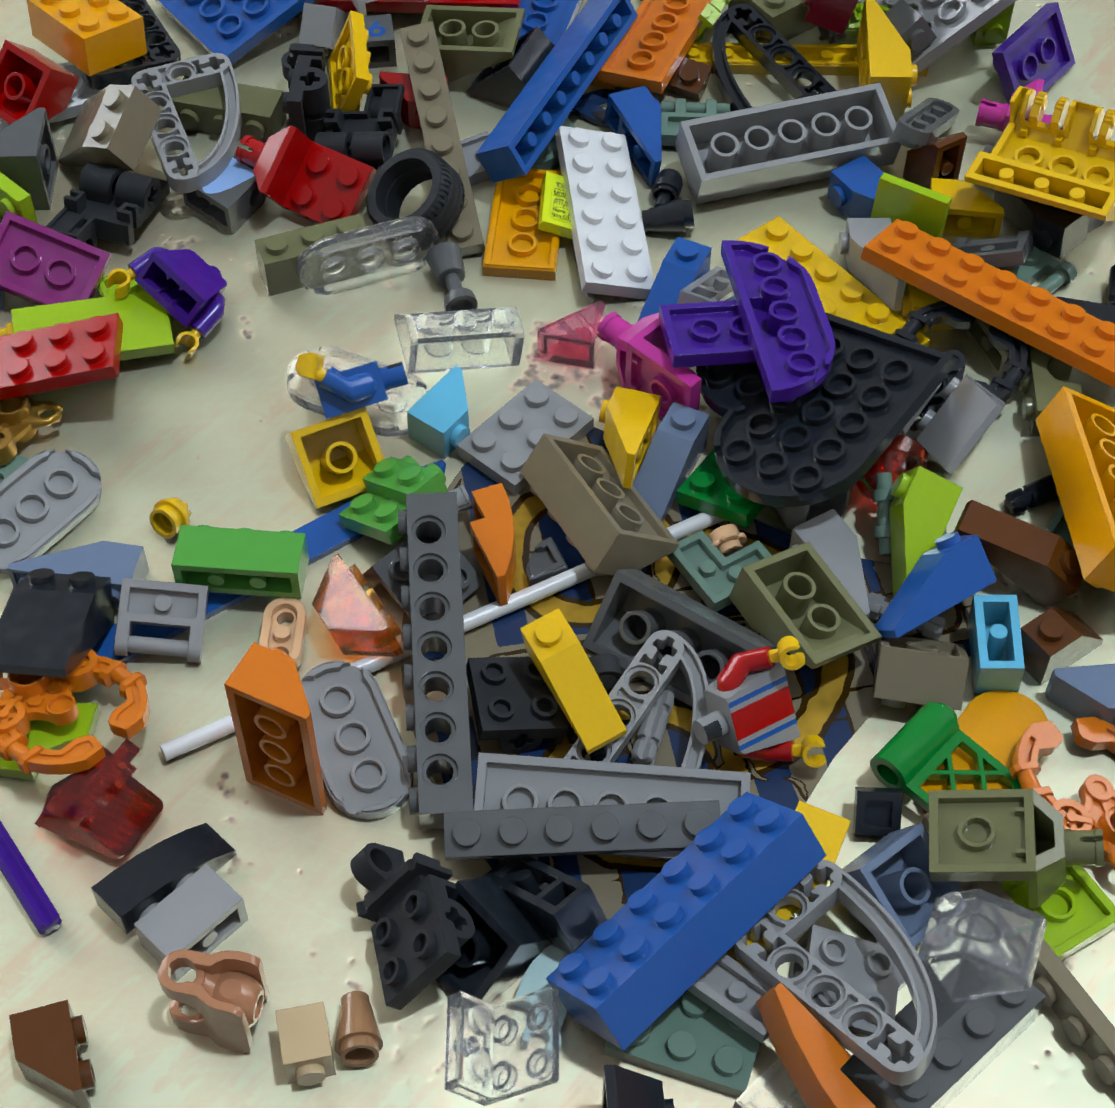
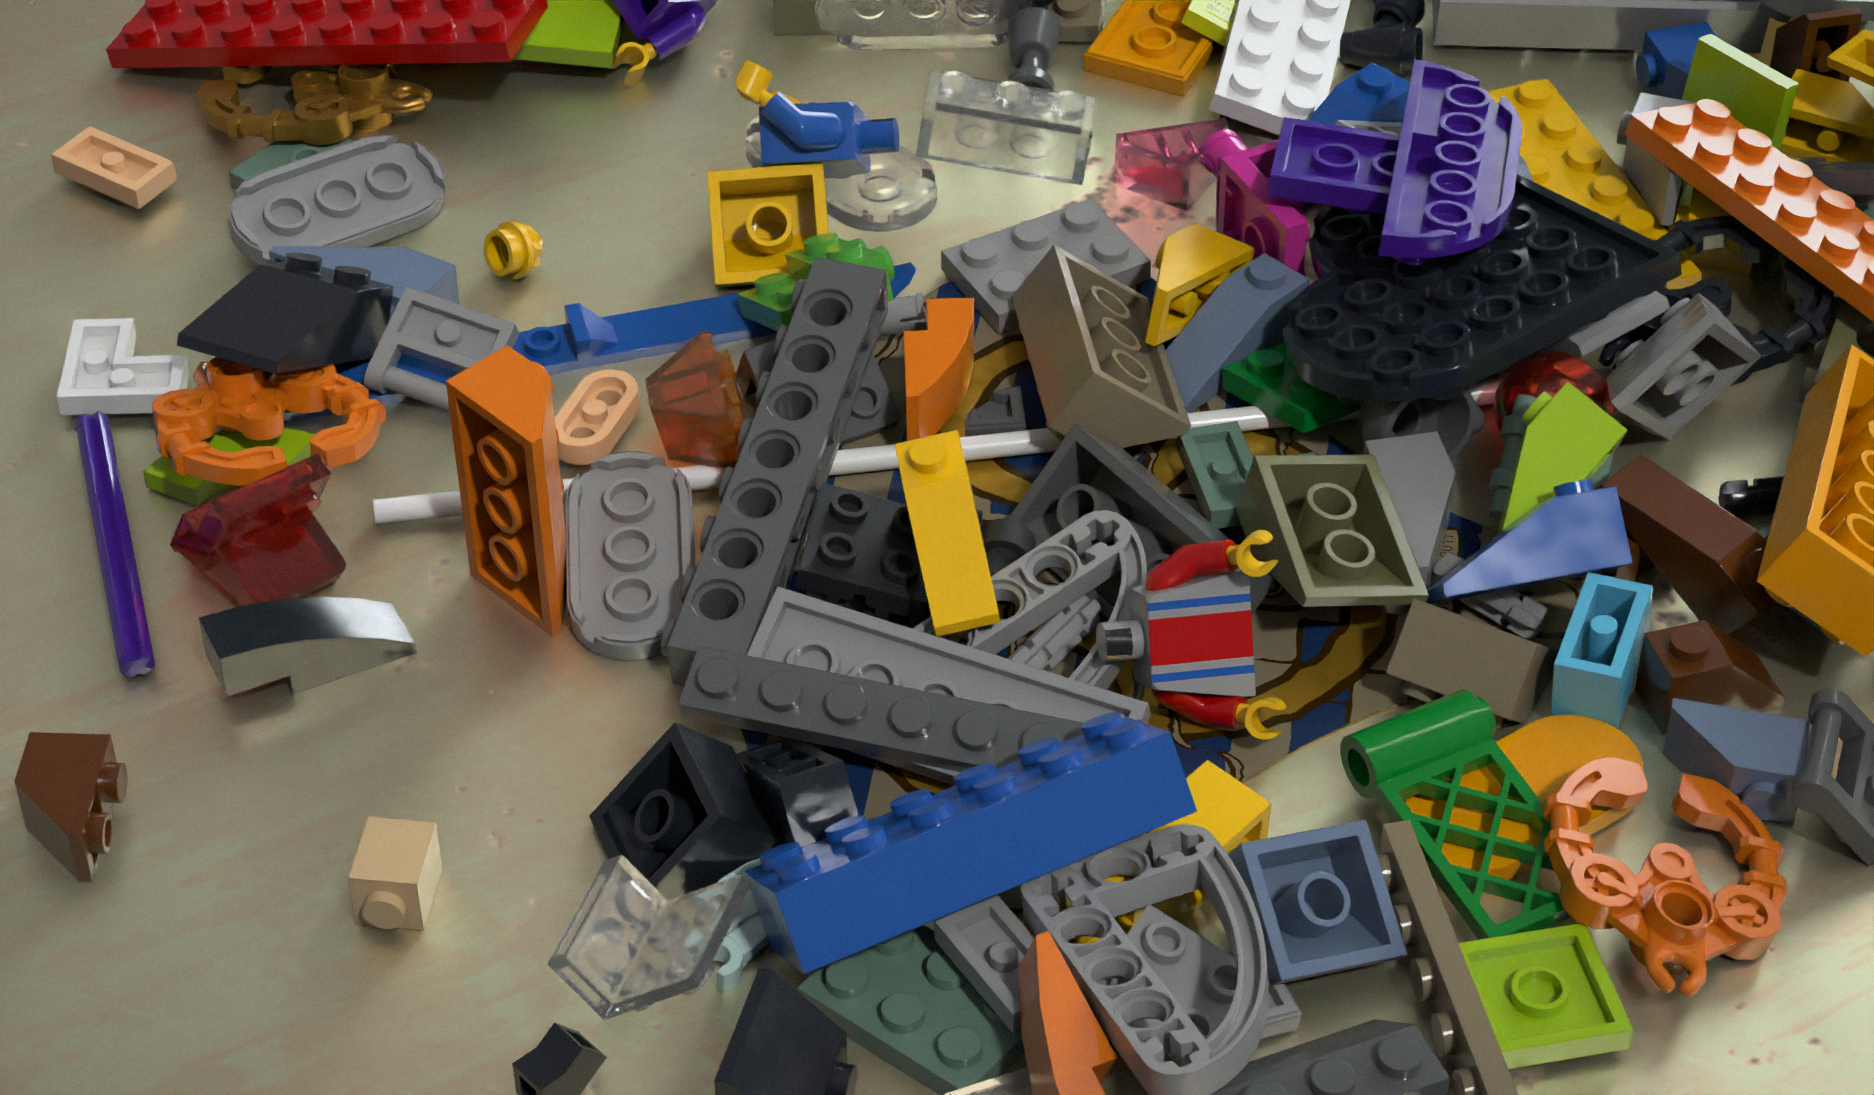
camera: 20 degrees right, 10 degrees down
(192, 917) = (315, 702): light grey brick -> none
(226, 993) = (311, 770): nougat piece -> none
(242, 560) = (577, 308): bright green brick -> none
(357, 1031) = (470, 882): medium nougat cone -> none
(416, 922) = (598, 758): black plate -> none
(441, 415) = (936, 210): medium azure slope -> none
(728, 539) = (1271, 438): light nougat plate -> none
(877, 811) = (1324, 803): black plate -> none
(980, 946) = (1372, 983): clear slope -> none
(1006, 839) = (1486, 864): olive plate -> none

